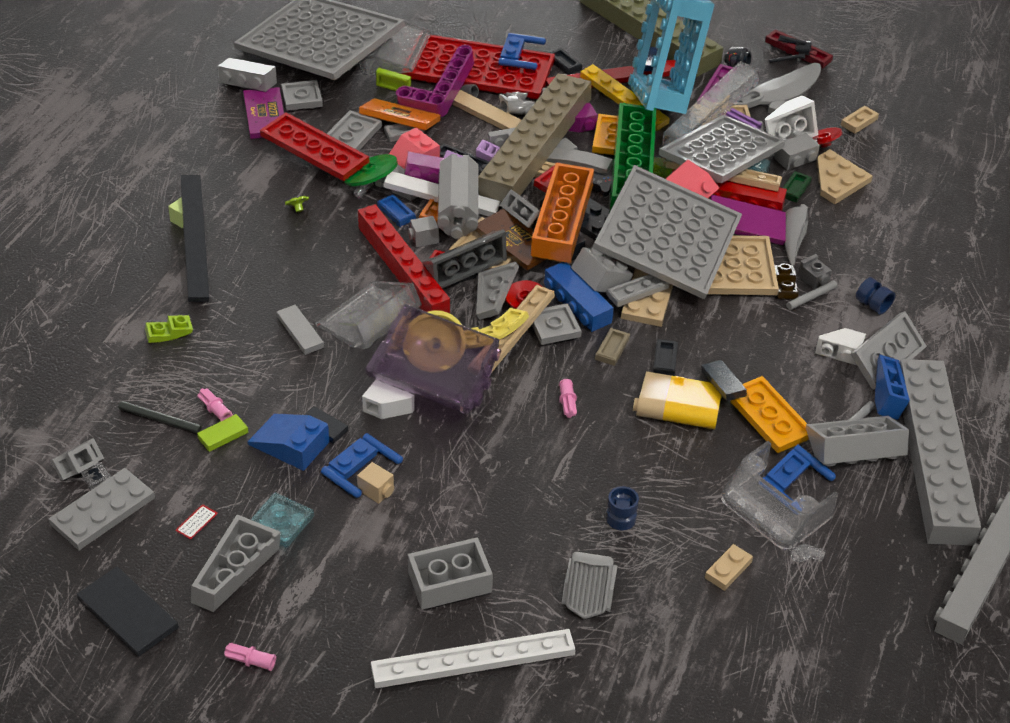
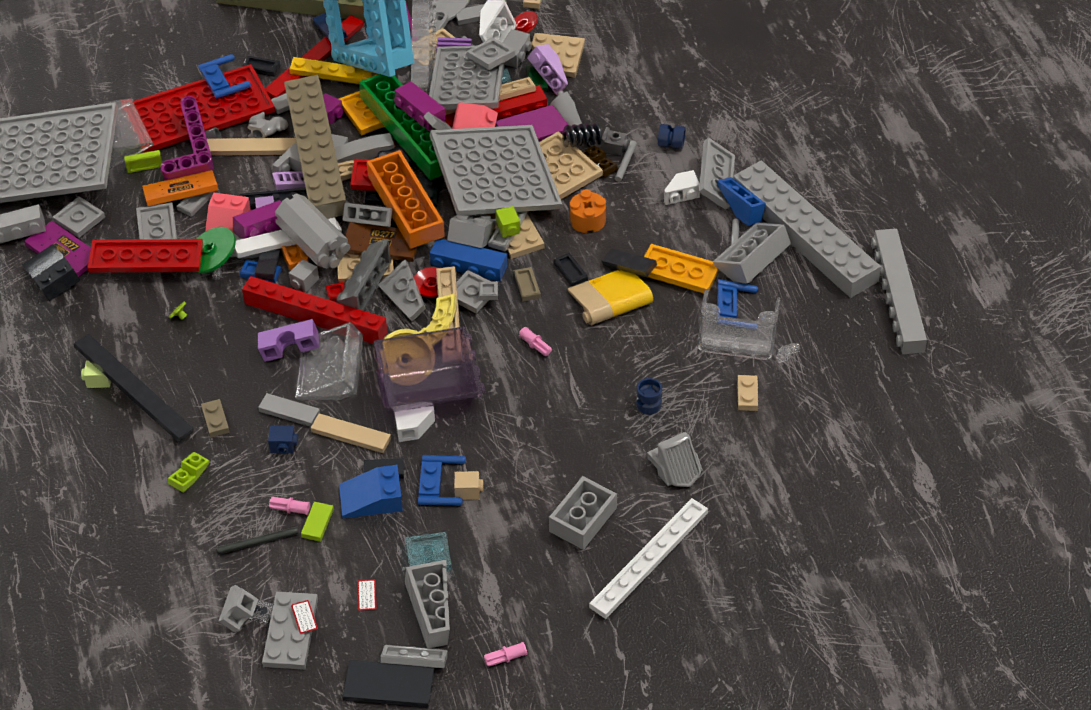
camera: 35 degrees left, 5 degrees up
(119, 502) = (304, 616): none -> white sticker
(172, 601) = (414, 656): none -> light grey tile
(234, 122) = (51, 272): none -> black slope
(236, 300) = (215, 418): none -> dark tan plate
(265, 347) = (282, 439): none -> dark blue brick
(329, 378) = (351, 433): none -> tan tile
(367, 273) = (273, 341): none -> medium lavender arch
(402, 205) = (267, 264): none -> black tile
(566, 329) = (488, 290): none -> light grey tile
(637, 280) = (508, 221): none -> lime brick
(647, 163) = (436, 122): none -> light grey tile
(648, 144) = (417, 104): none -> magenta brick
(728, 315) = (587, 211): none -> orange brick
(760, 138) = (491, 53): none -> light grey plate
(783, 247) = (581, 132): none -> black piece
(812, 177) = (549, 67): none -> lavender slope

